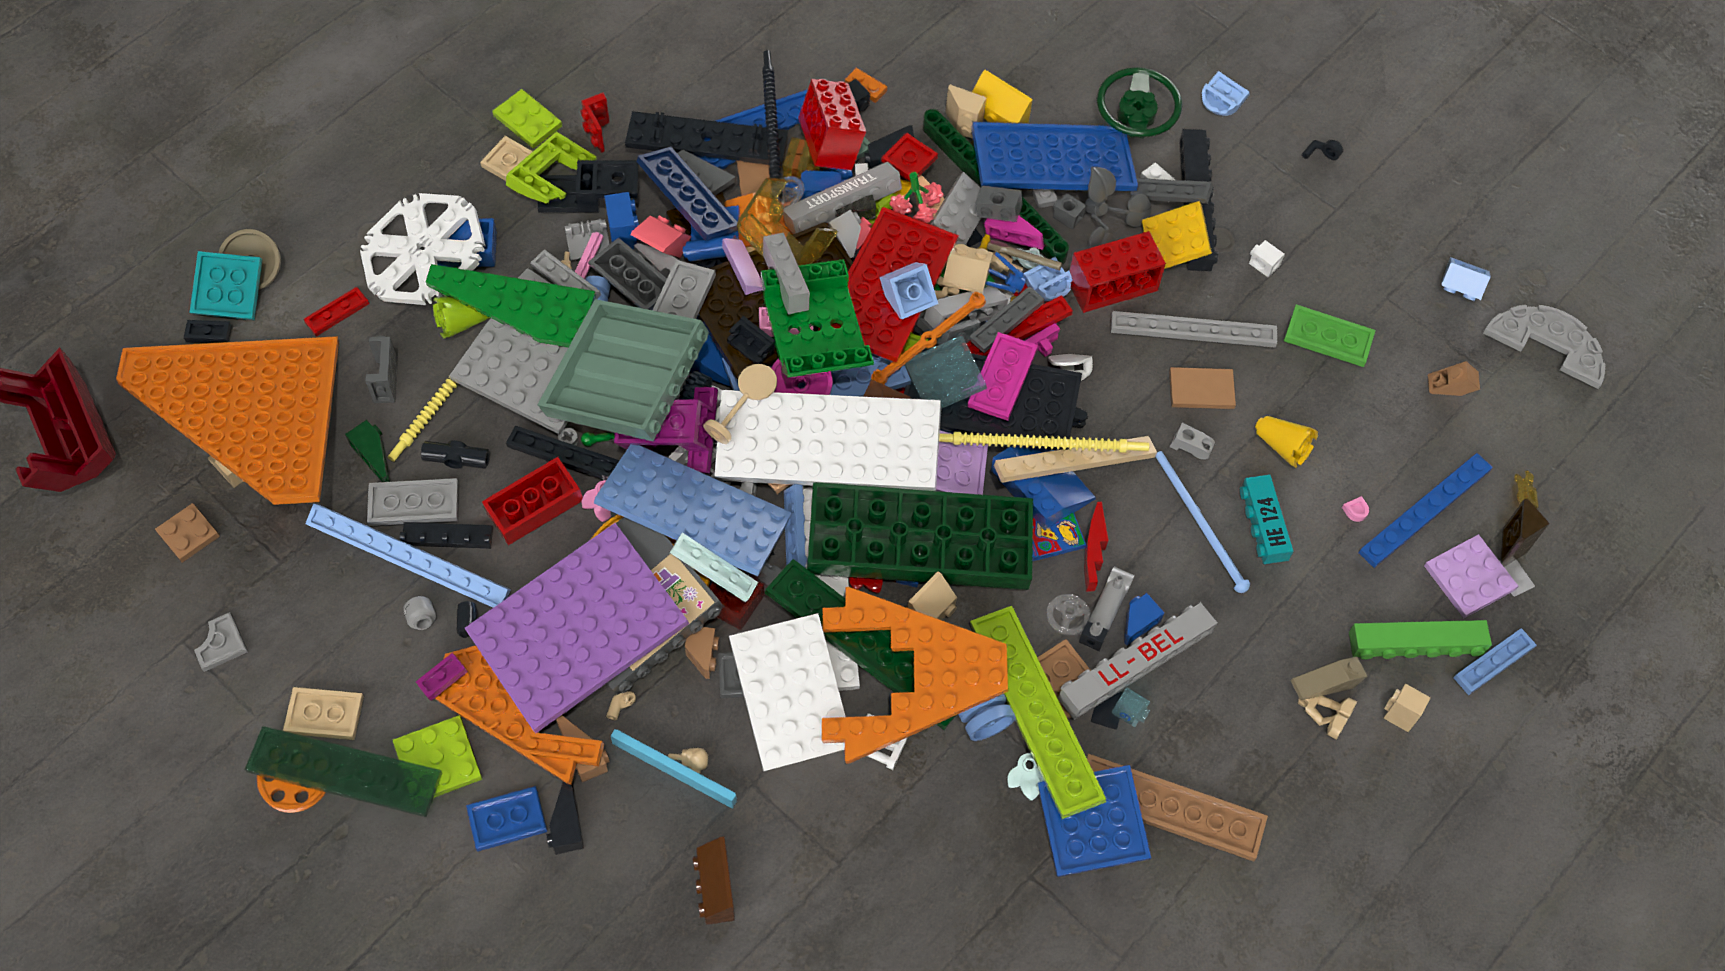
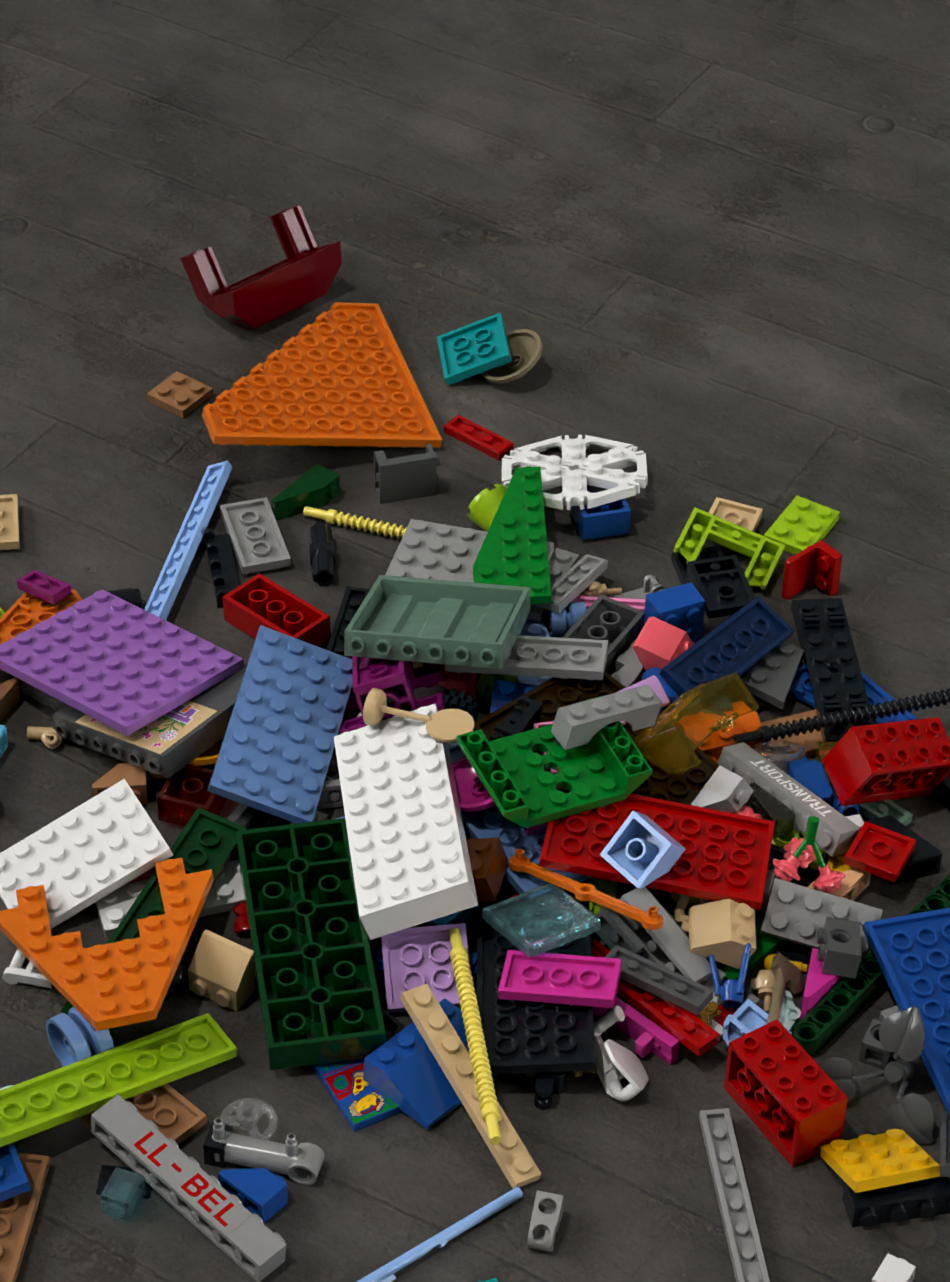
camera: 80 degrees right, 20 degrees down
(207, 331) = (418, 354): black plate -> none
(221, 644) = (61, 444): light grey tile -> none
(419, 612) = (121, 563): light grey head -> none
(713, 567) = (206, 748): light aqua plate -> none
(1096, 542) = (361, 1130): red slope -> none
(1202, 388) = (642, 1231): medium nougat tile -> none

